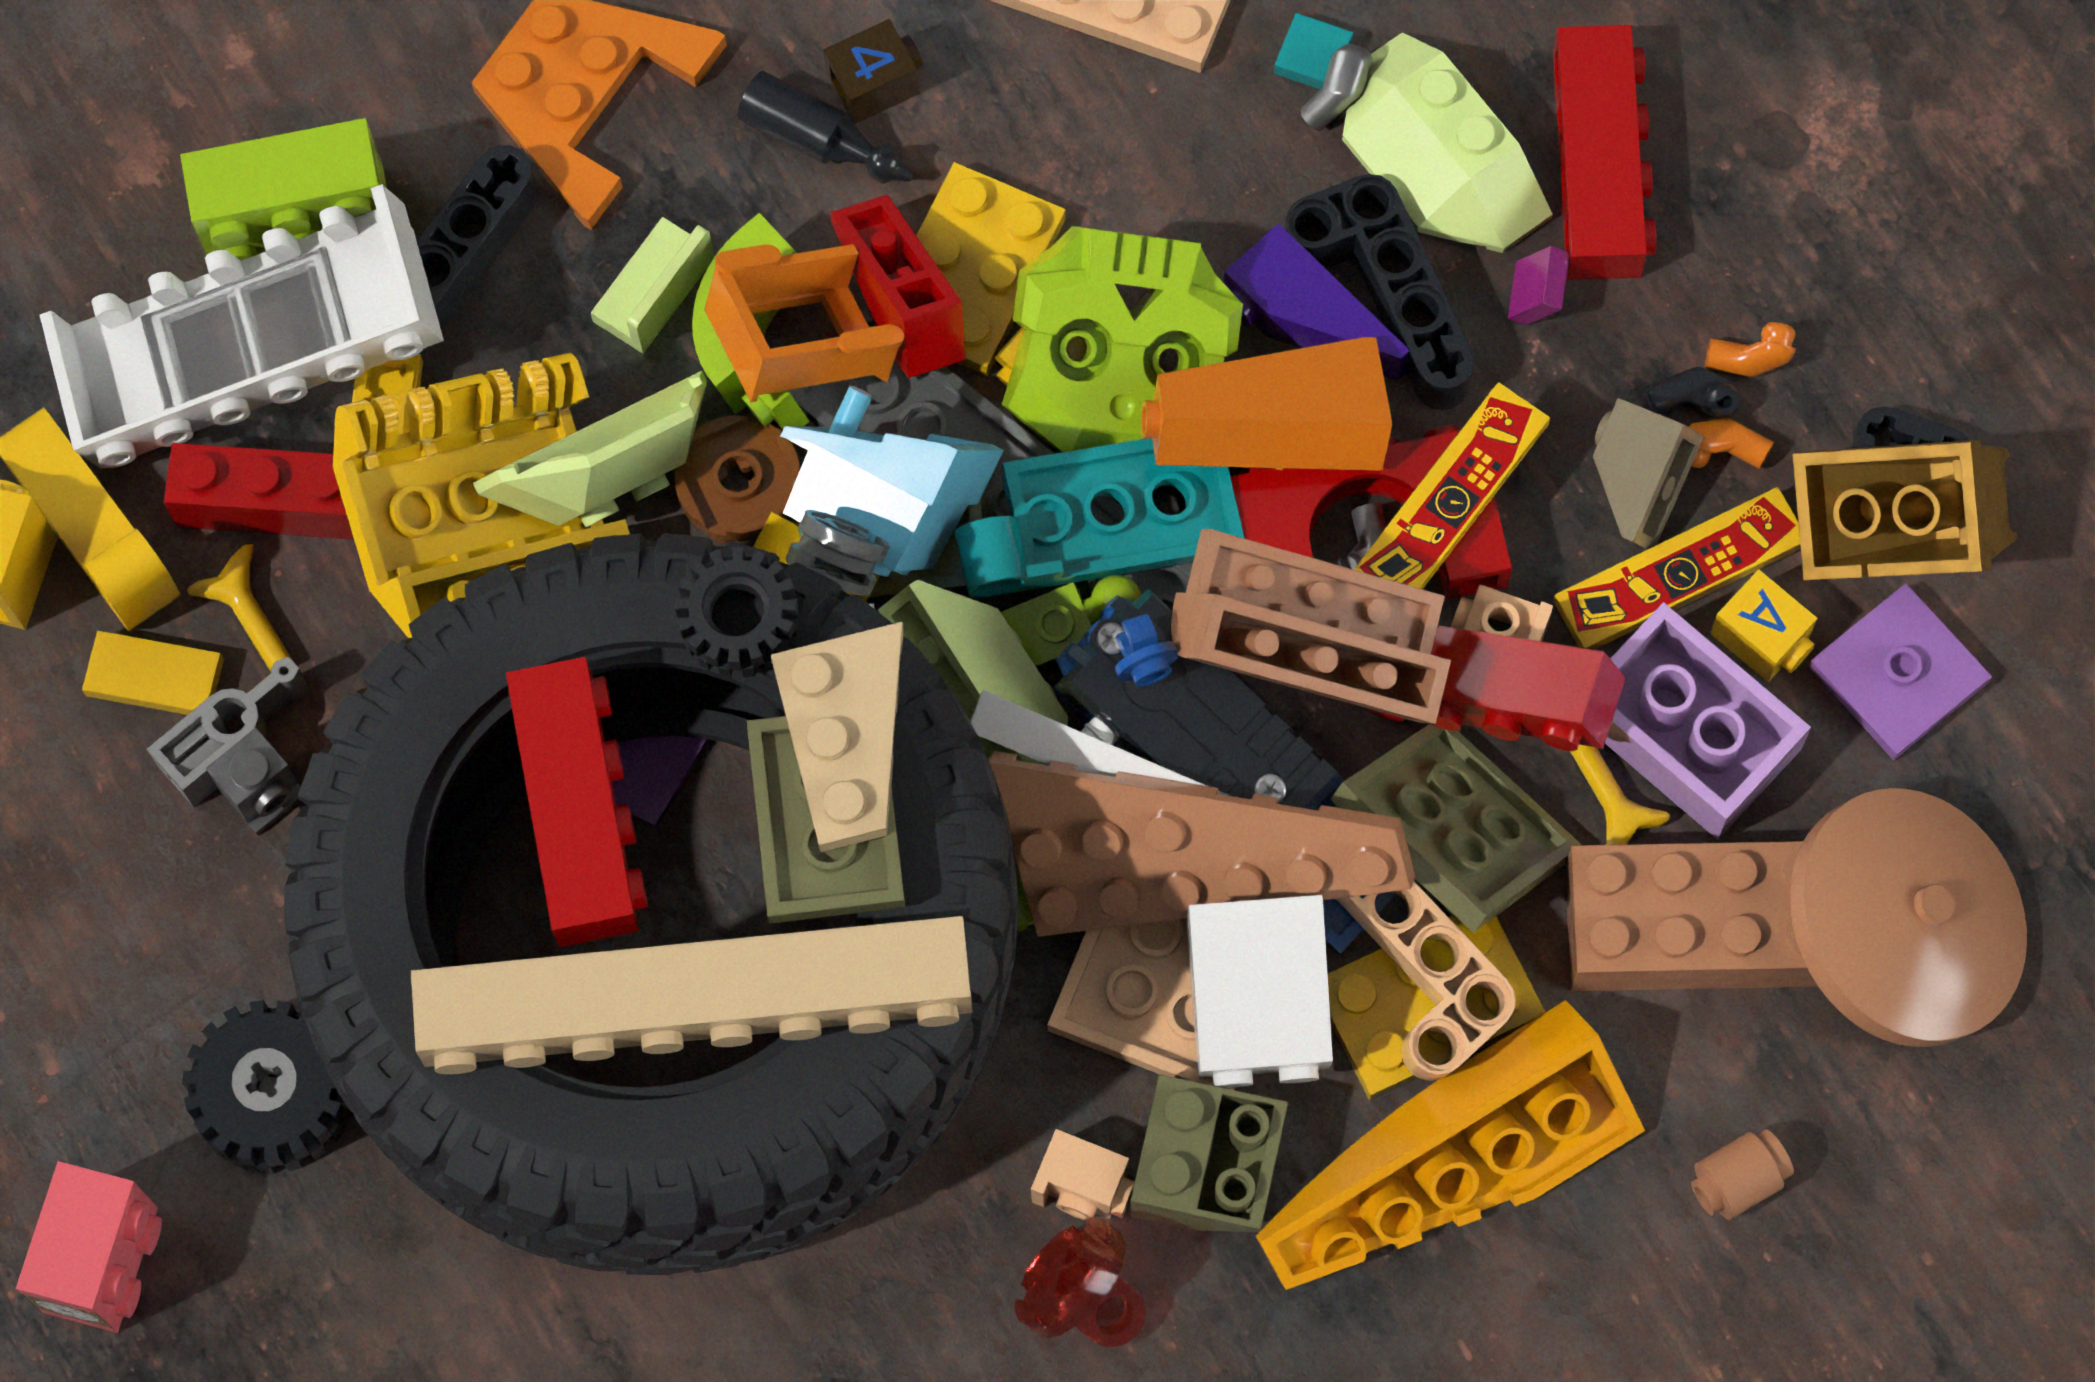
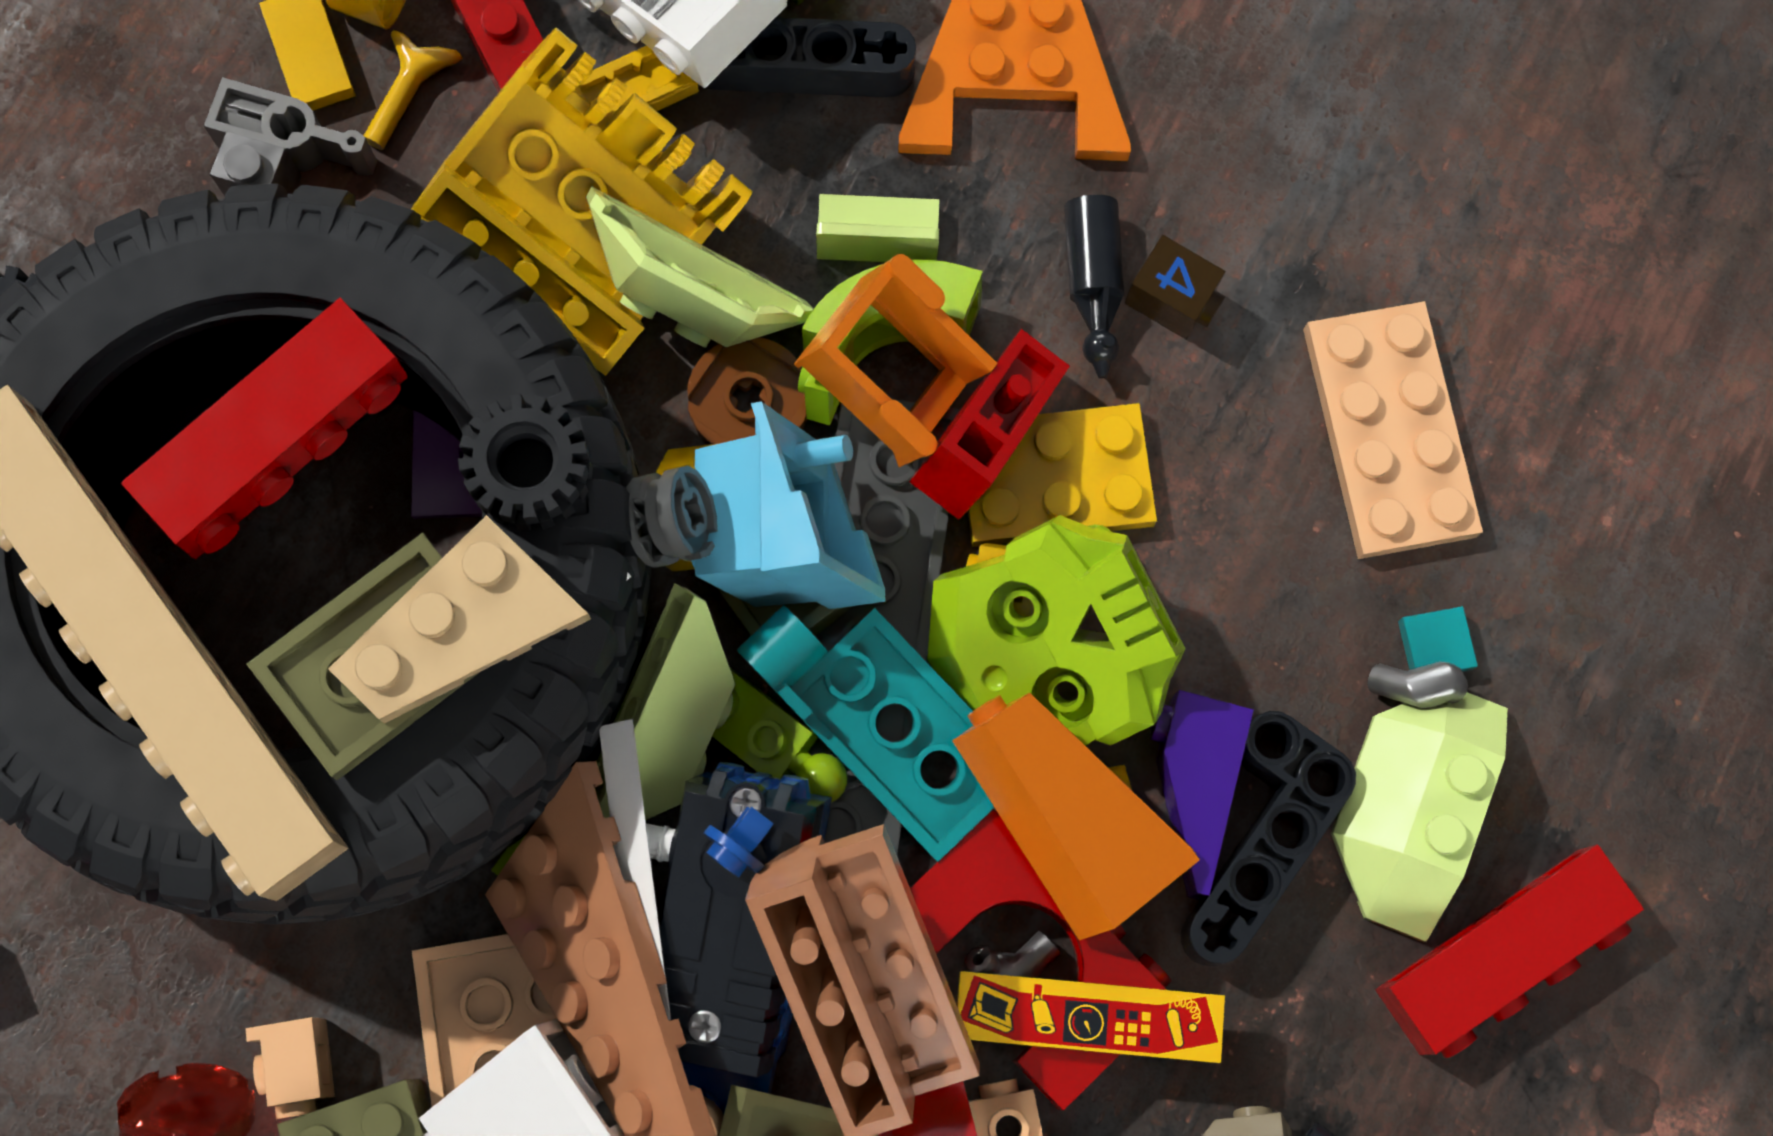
camera: 50 degrees right, 5 degrees up
(1538, 285) = (1348, 971): magenta tile -> none

